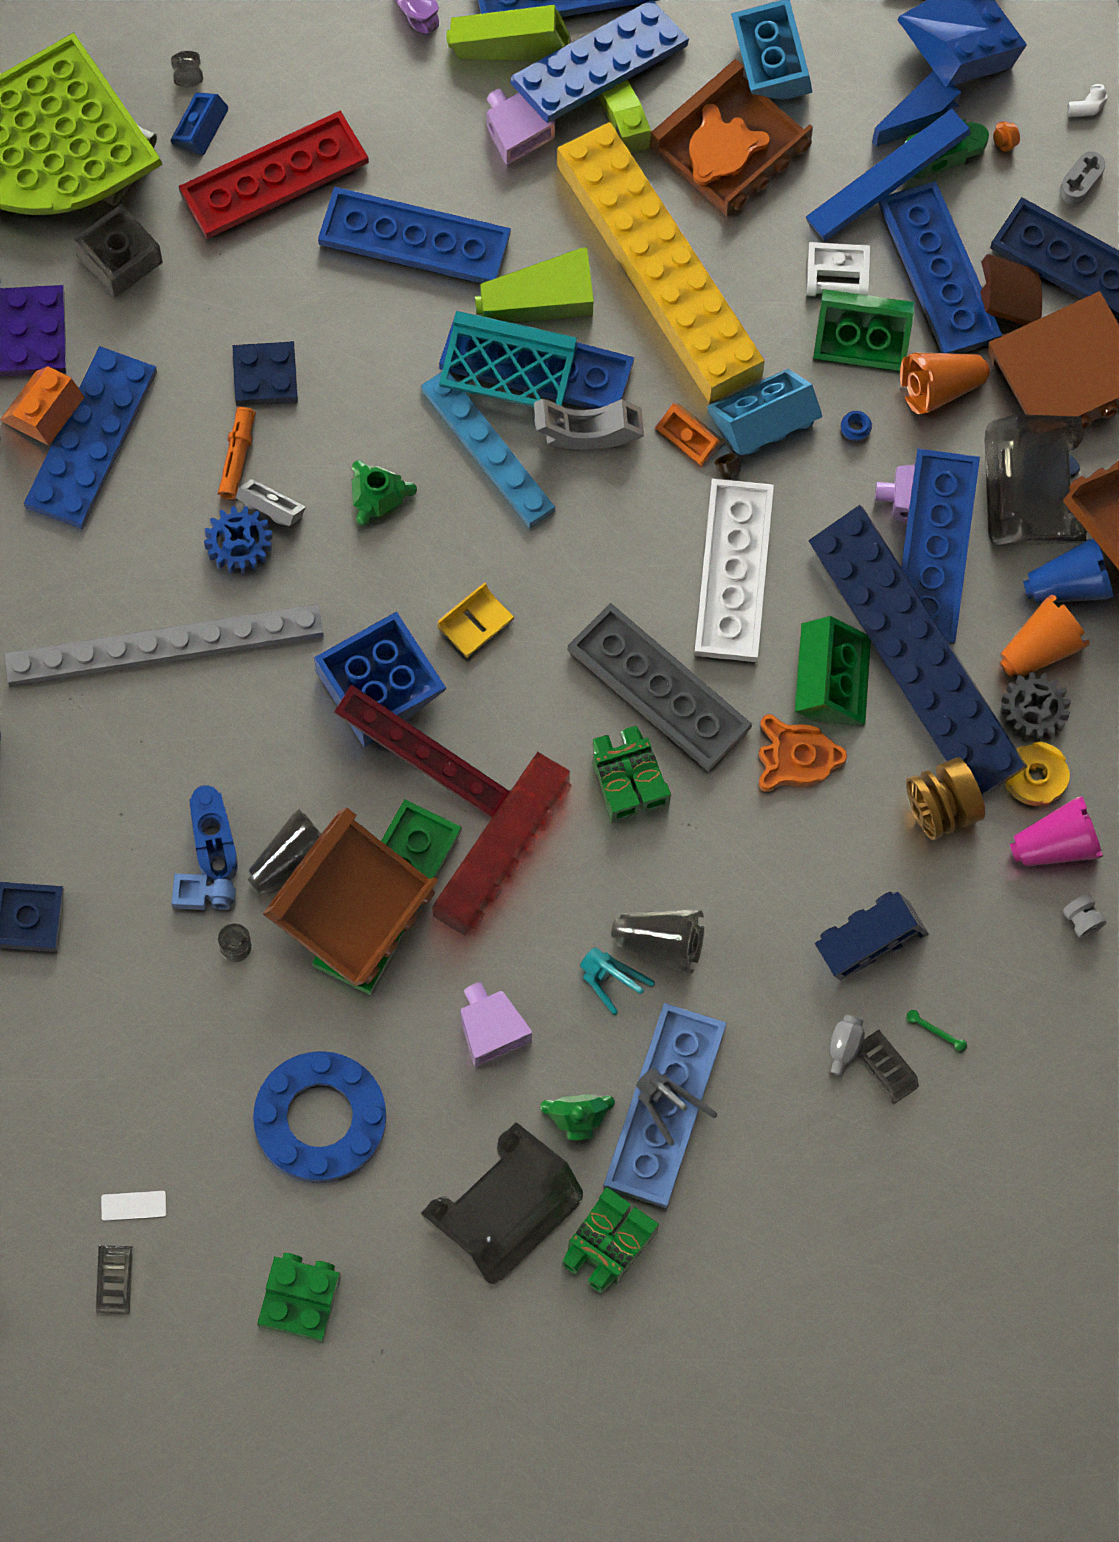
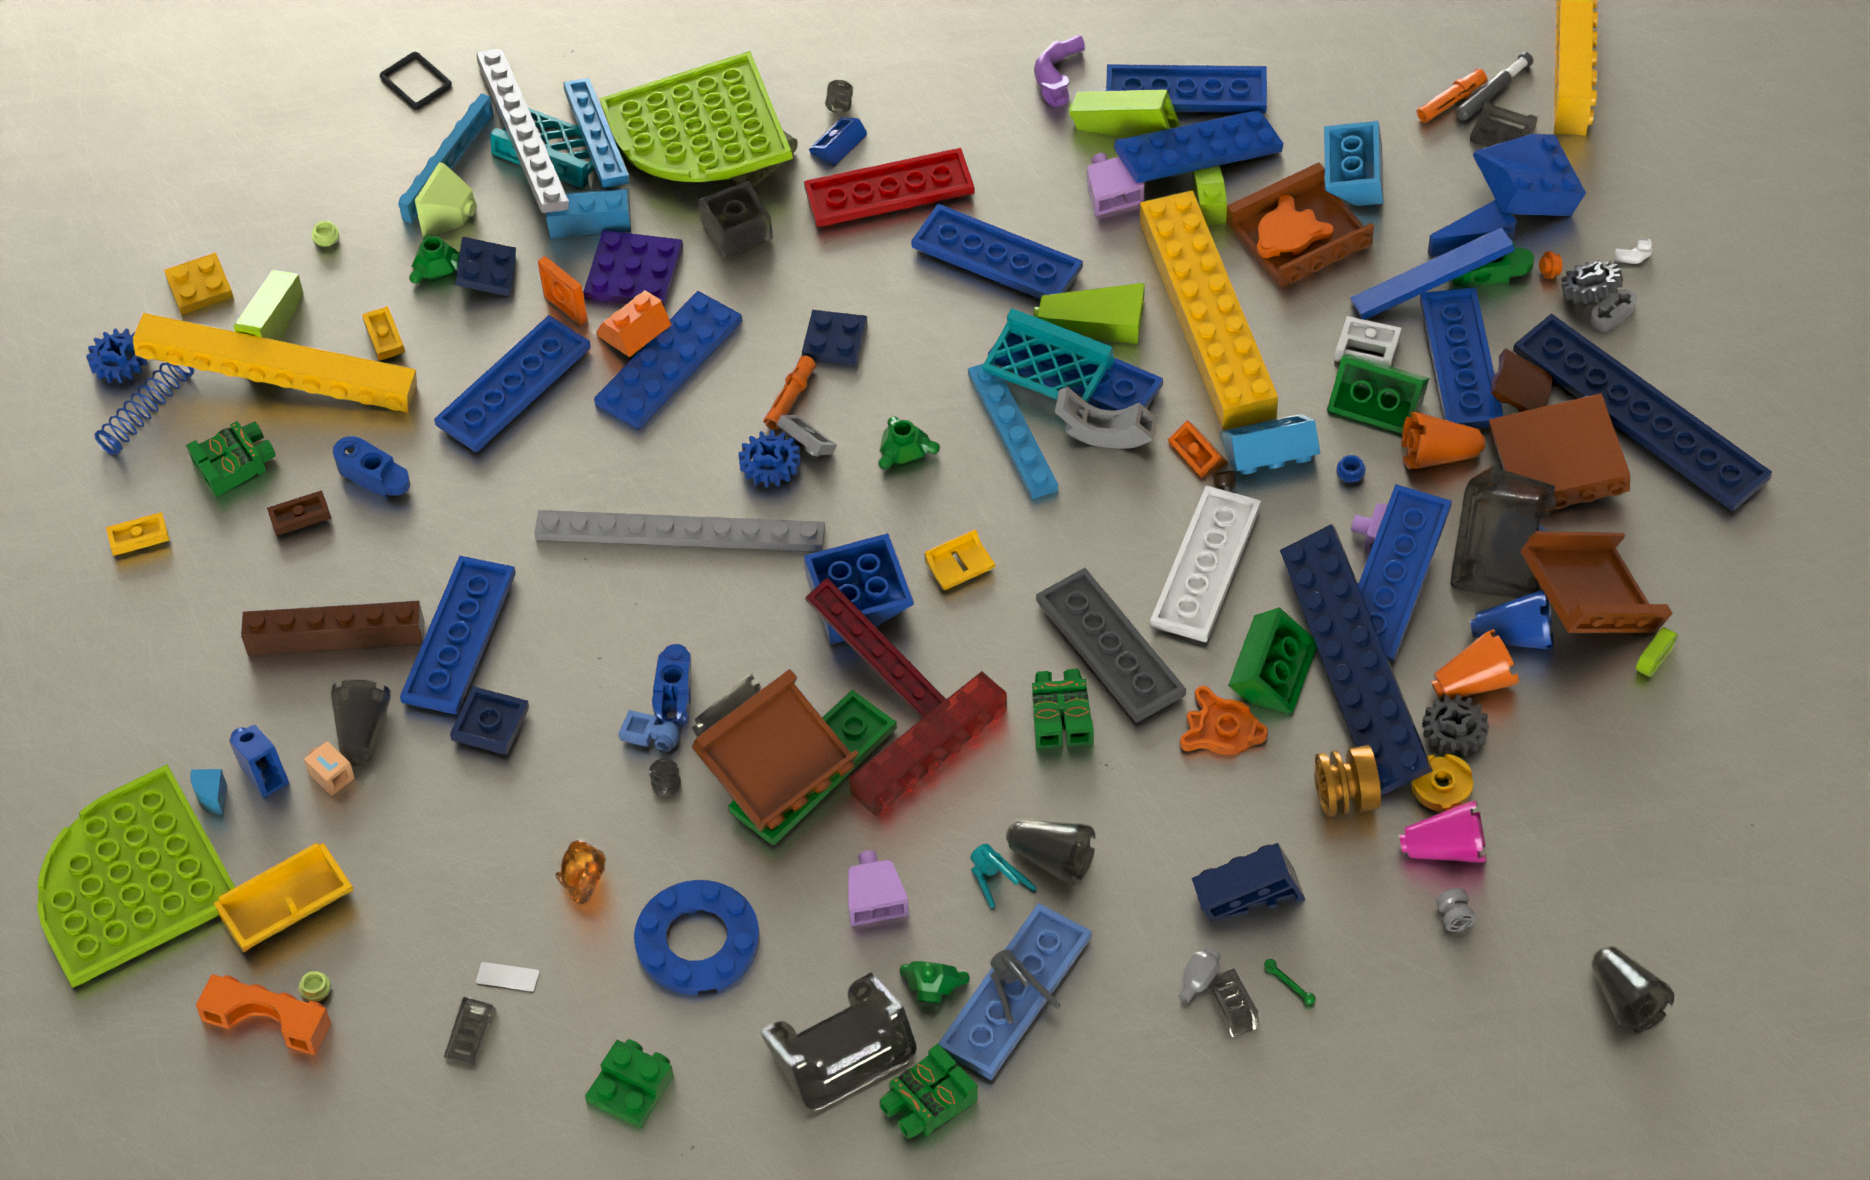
camera: 20 degrees right, 15 degrees down
(180, 1072) = (581, 870): none -> clear orange hair
(1055, 151) = (1591, 281): none -> dark grey gear

